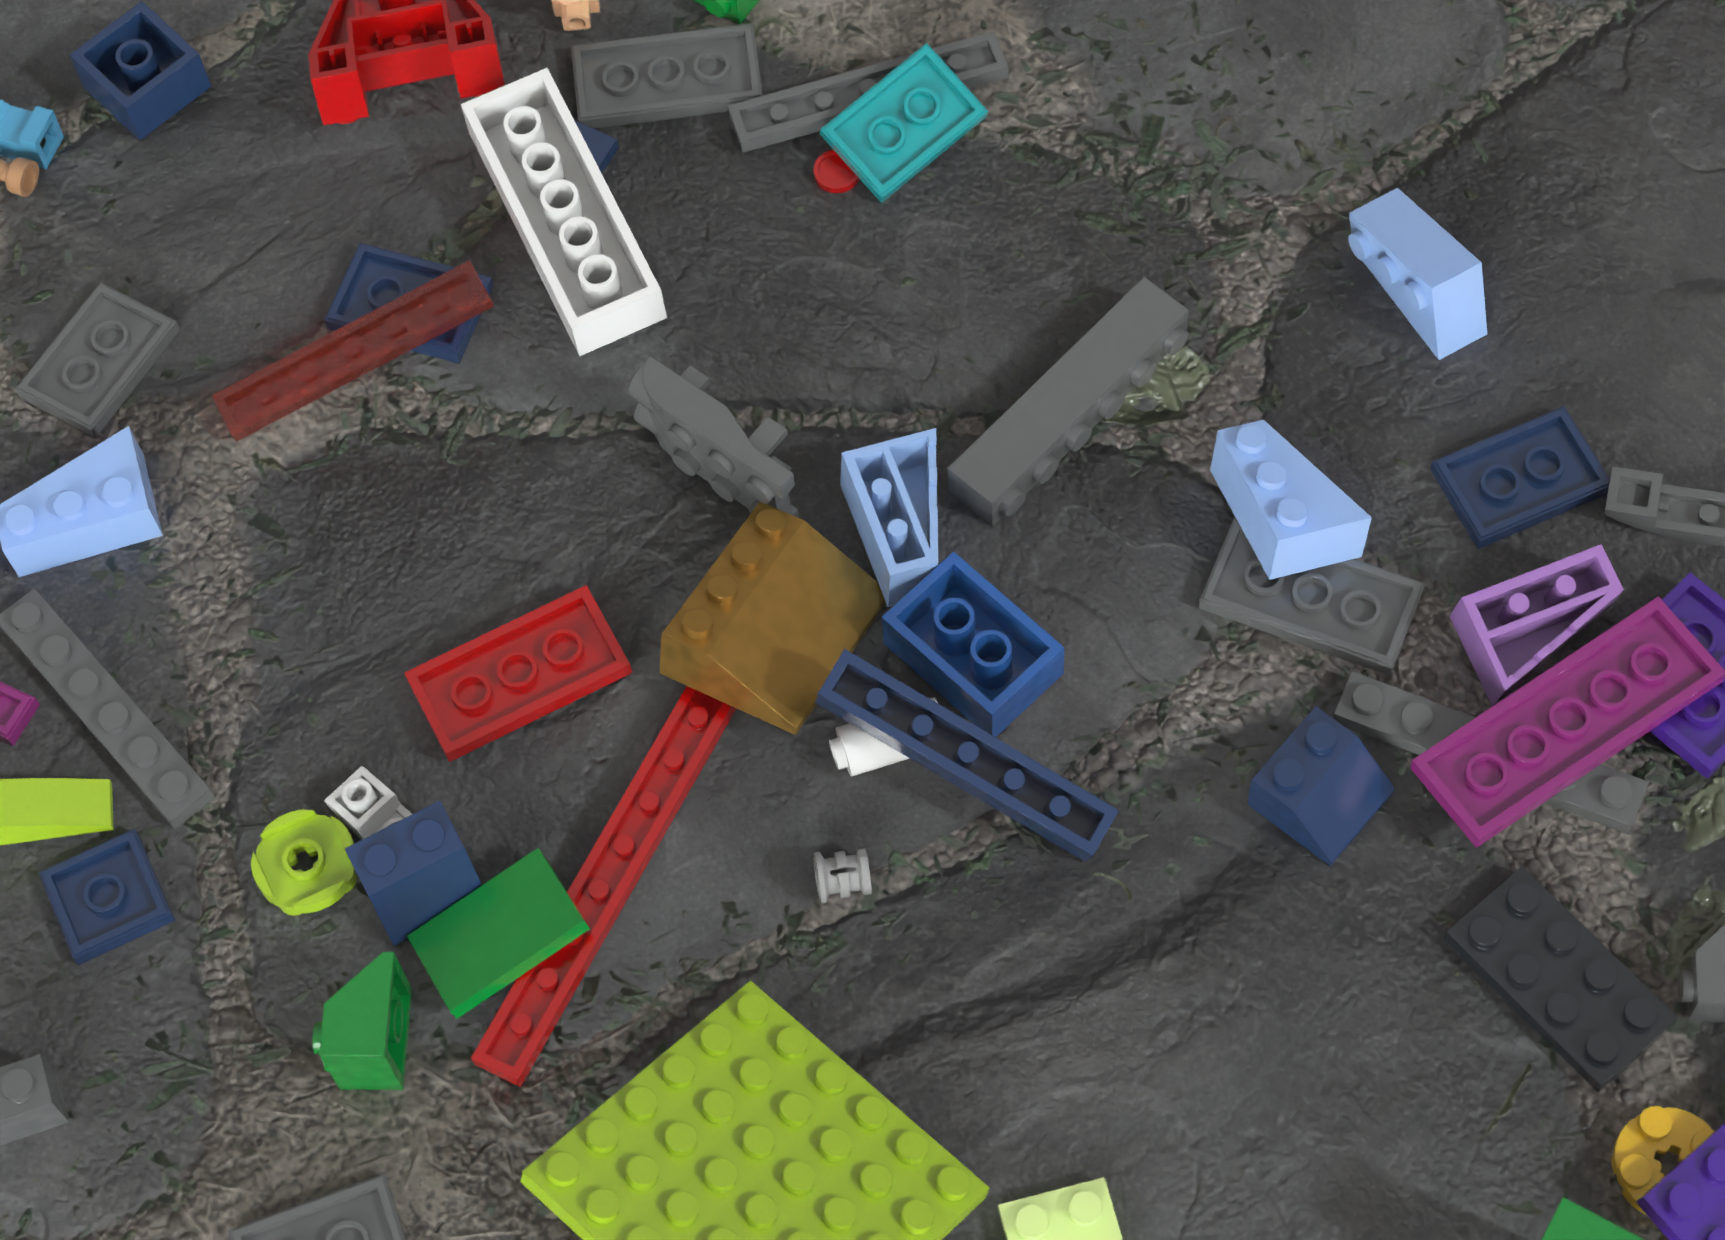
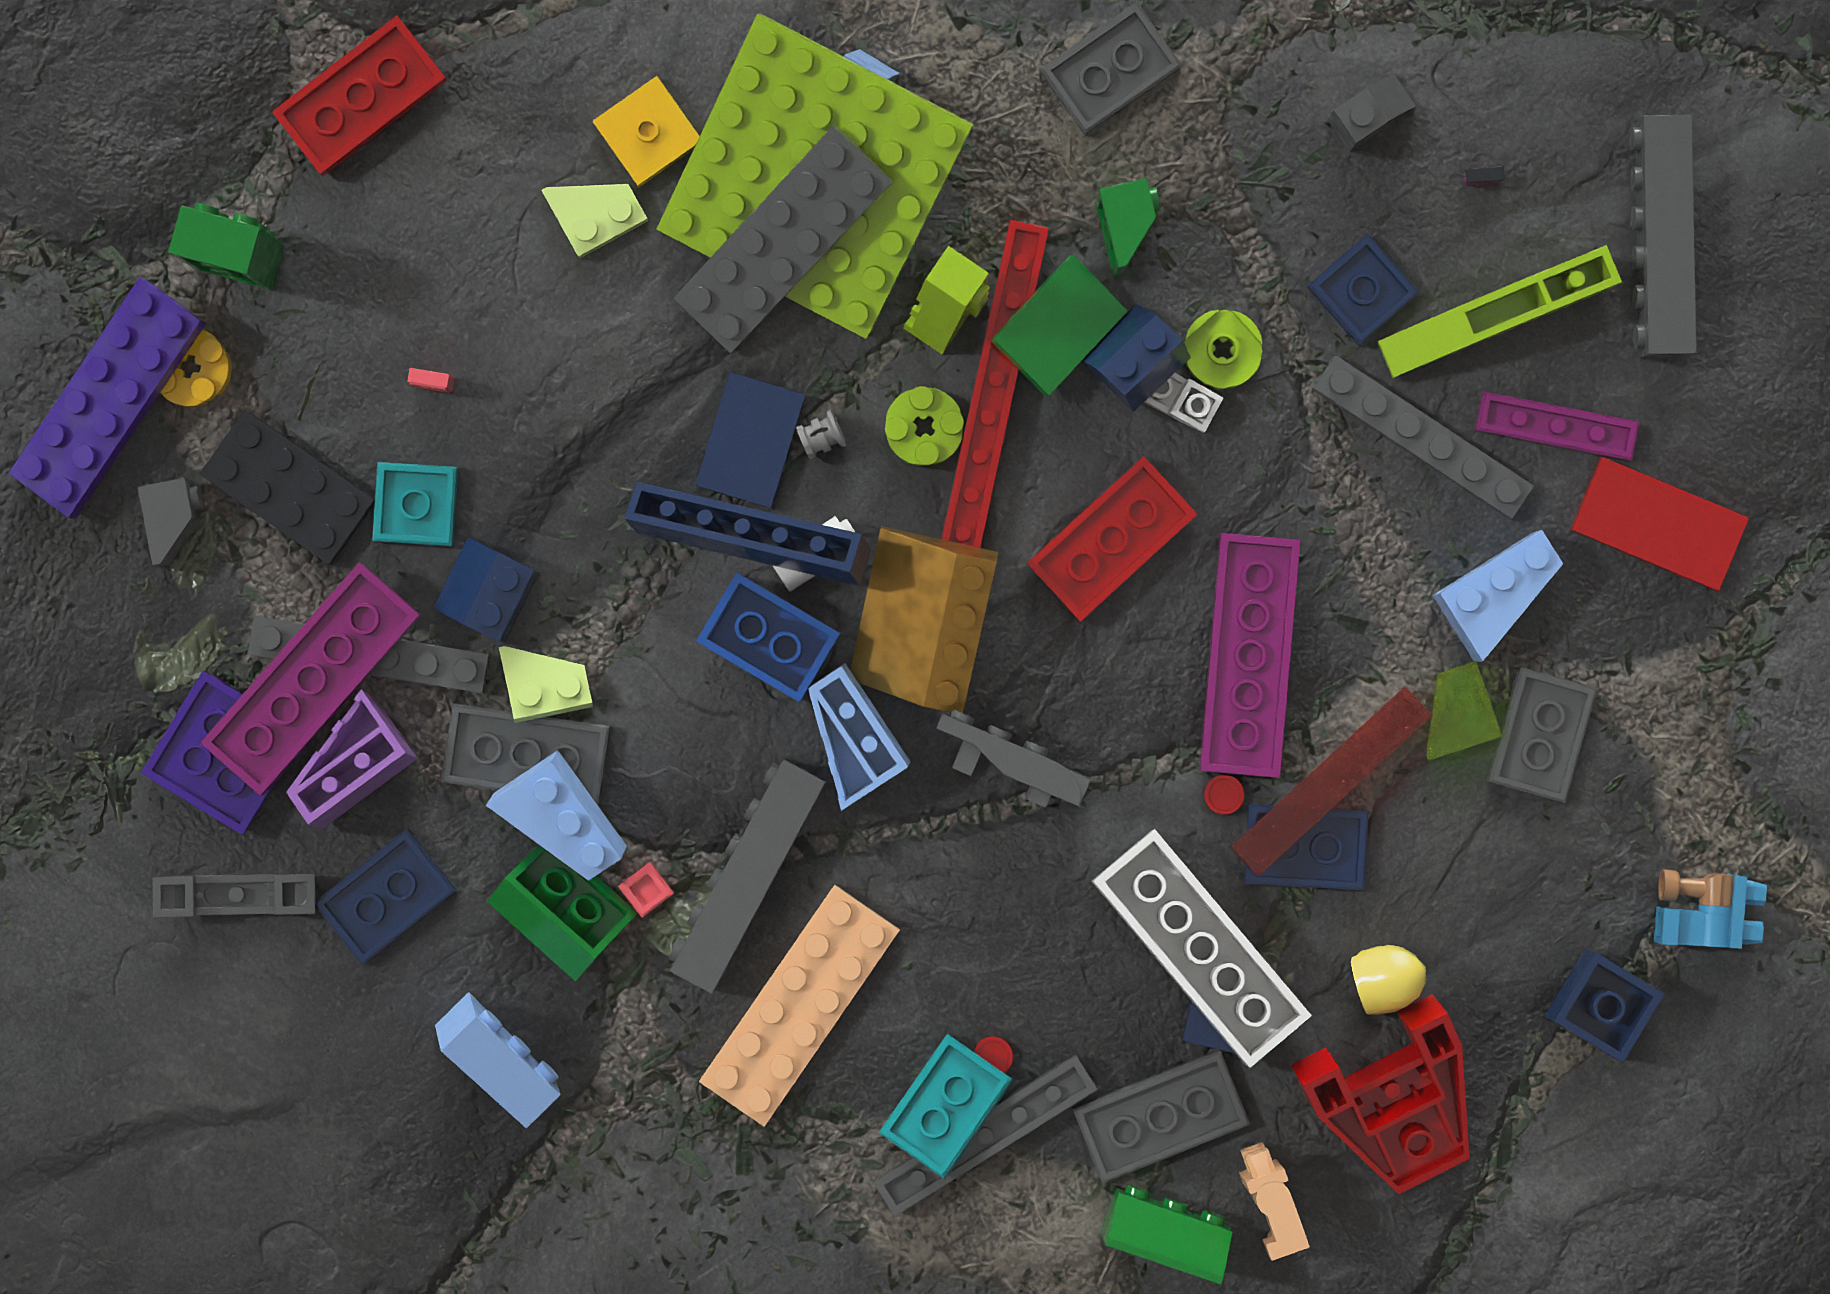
camera: 165 degrees right, 25 degrees up
(178, 396) = (1460, 712): none -> clear neon green wing
(363, 144) = (1387, 978): none -> light yellow piece
(397, 511) = (1249, 655): none -> magenta plate
(483, 377) = (1224, 794): none -> red piece
(623, 985) = (947, 299): none -> lime wedge
(712, 831) = (901, 429): none -> lime plate
(818, 1114) = (783, 238): none -> dark grey plate
(935, 895) = (750, 440): none -> dark blue tile
(1044, 264) = (799, 1005): none -> light nougat plate
(1196, 418) = (646, 889): none -> coral tile
(1271, 662) = (543, 684): none -> yellowish green wing
(1307, 402) = (561, 910): none -> green slope
(1339, 1060) = (431, 380): none -> coral tile
(1392, 919) = (415, 504): none -> teal tile

